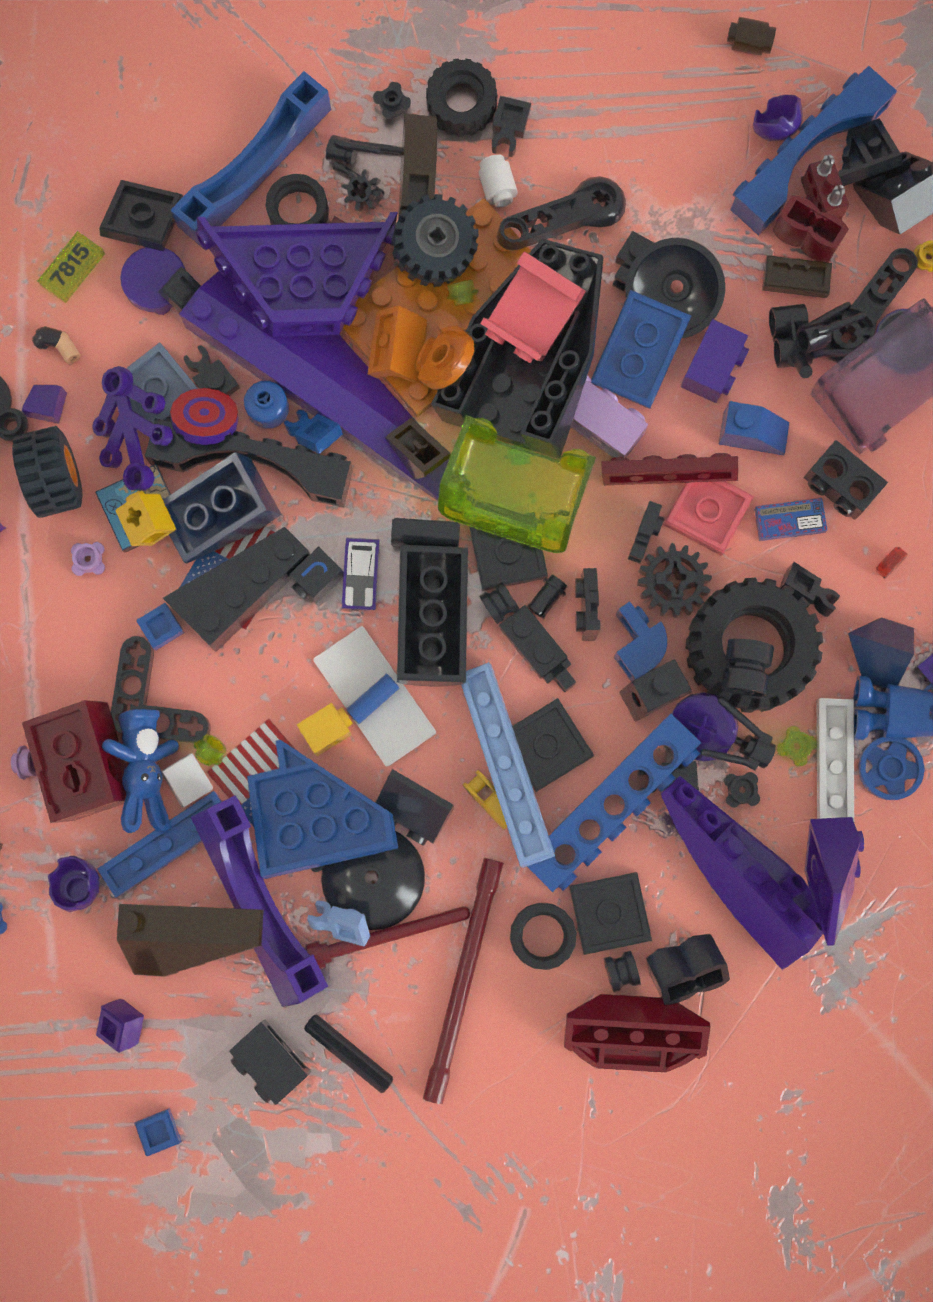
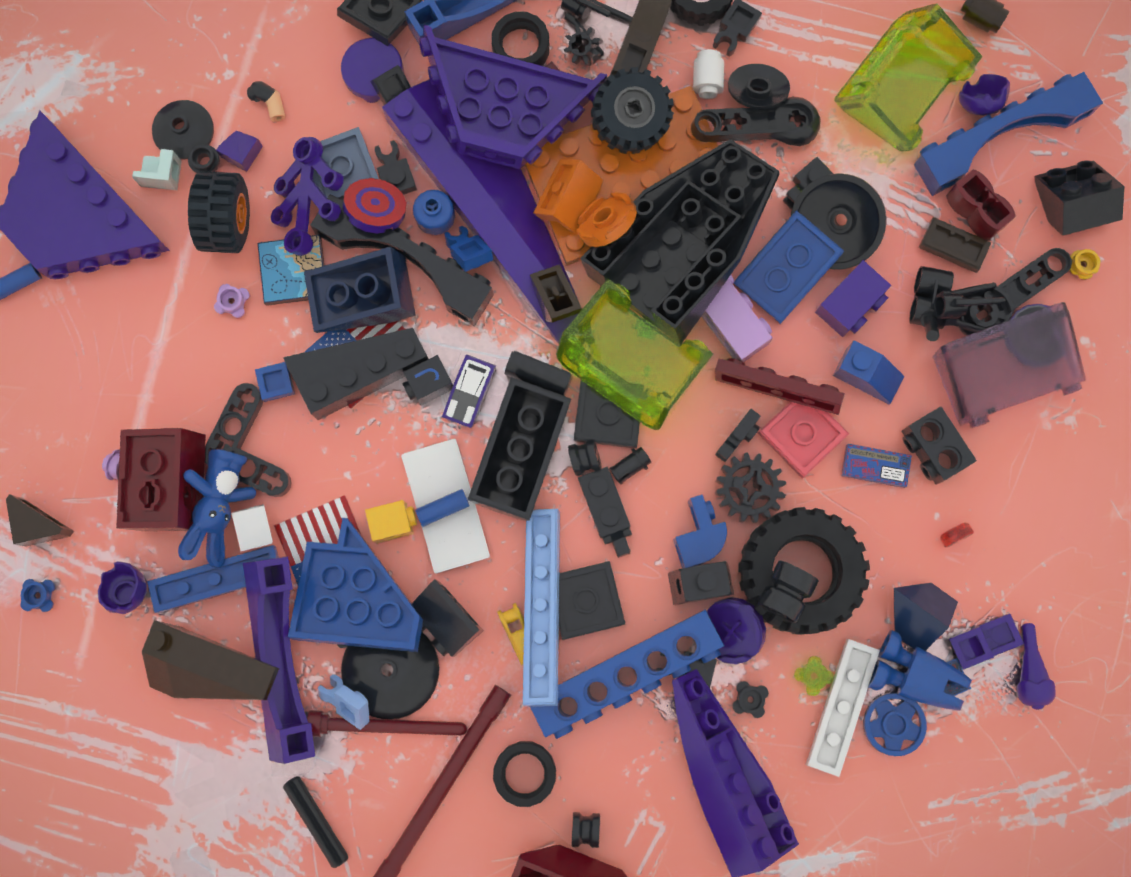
camera: 20 degrees right, 0 degrees up
(71, 267) = (303, 35): clear neon green tile -> none
(119, 1025) = (121, 728): dark purple slope -> none
(145, 519) = (291, 281): yellow brick -> none
(158, 1132) = (123, 835): blue tile -> none
(209, 750) = (282, 507): clear neon green plate -> none
(268, 1063) = (241, 807): black brick -> none
(462, 292) = (642, 165): clear neon green plate -> none
(533, 309) = (699, 201): coral panel -> none
(552, 178) = (759, 86): none -> black dish
(587, 619) = (659, 497): black wing -> none
(610, 913) = (593, 773): black tile -> none
(687, 969) = (645, 848): black brick -> none
(695, 121) = (907, 75): none -> clear neon green windscreen
(757, 749) = (775, 668): black plant -> none
(808, 586) = (871, 533): black plate -> none
(825, 187) = (1006, 171): dark red piece -> none
(832, 869) = (807, 803): dark purple slope -> none
(868, 152) = (1057, 151): black wing -> none

